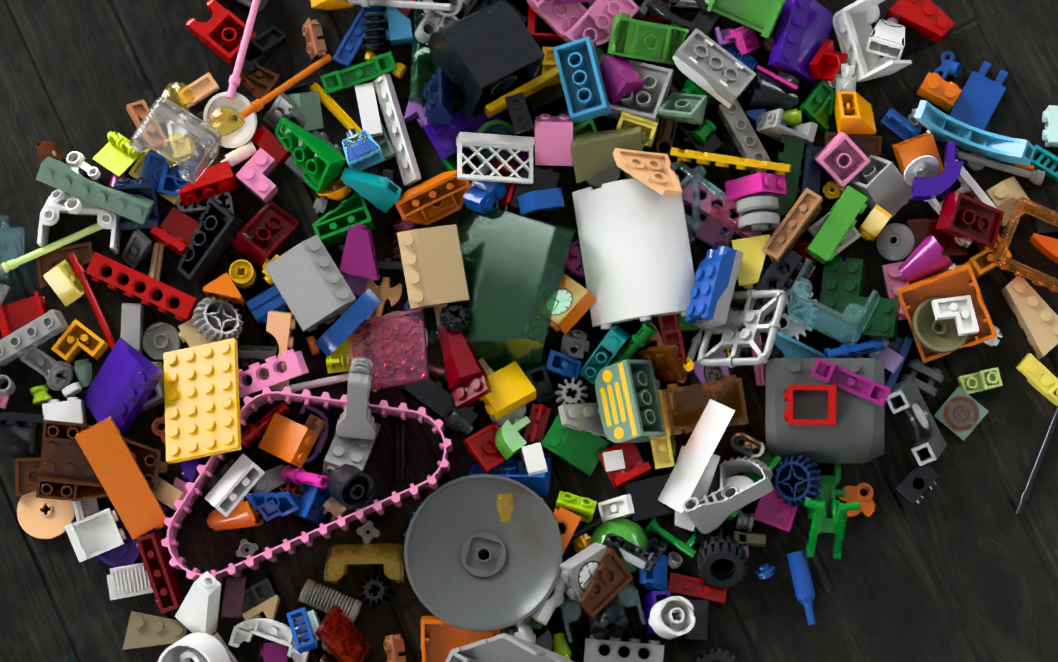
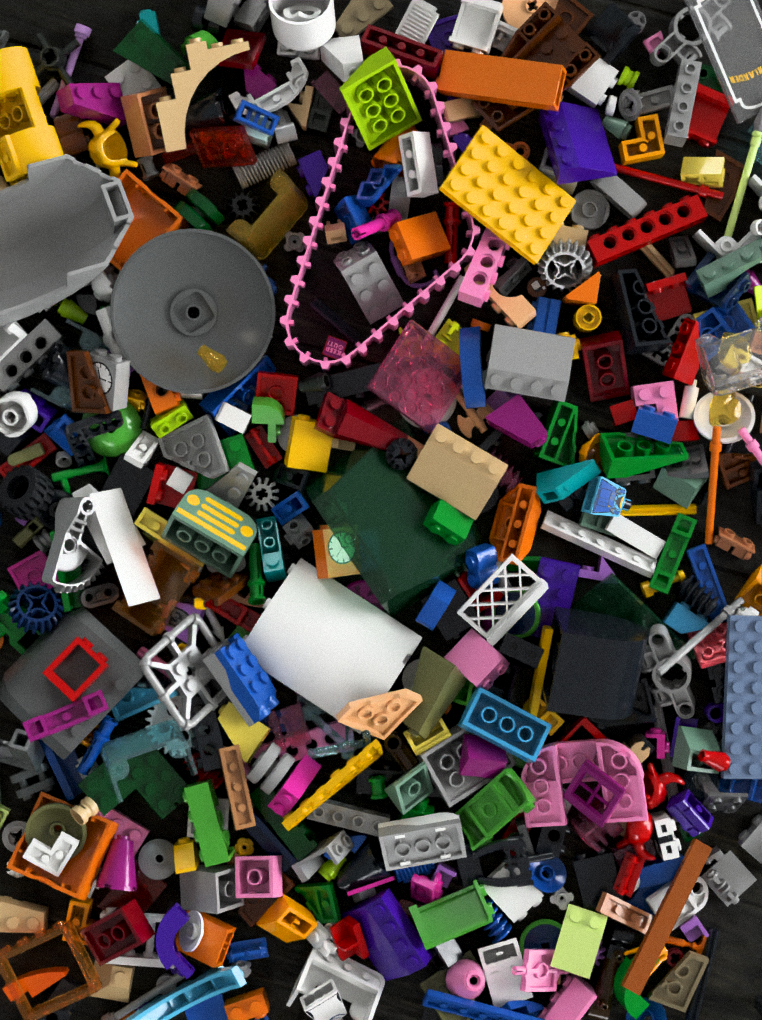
camera: 135 degrees right, 10 degrees up
(210, 550) = (380, 99): none -> lime slope
(251, 330) = (536, 287): none -> reddish brown tile
(278, 159) = (654, 424): none -> blue brick
(287, 190) = (623, 412): none -> red panel
(290, 603) = (285, 129): none -> light grey piece
(303, 560) = (313, 169): none -> dark purple slope
(351, 487) = (333, 251): black brick -> none
(357, 417) = (387, 305): light grey arm -> none
(406, 616) = (201, 210): none -> dark green wheel
(420, 435) = (334, 347): none -> tile
(439, 99) = (590, 595): dark blue slope -> none
(474, 243) = (448, 522): none -> green brick
(580, 468) = (196, 447): none -> light grey plate
(694, 588) = (26, 454): none -> olive bar
(891, 359) = (67, 767): lavender slope -> none
(906, 316) = (84, 810): none -> tan wheel
(978, 359) = (8, 837): none -> light grey gear

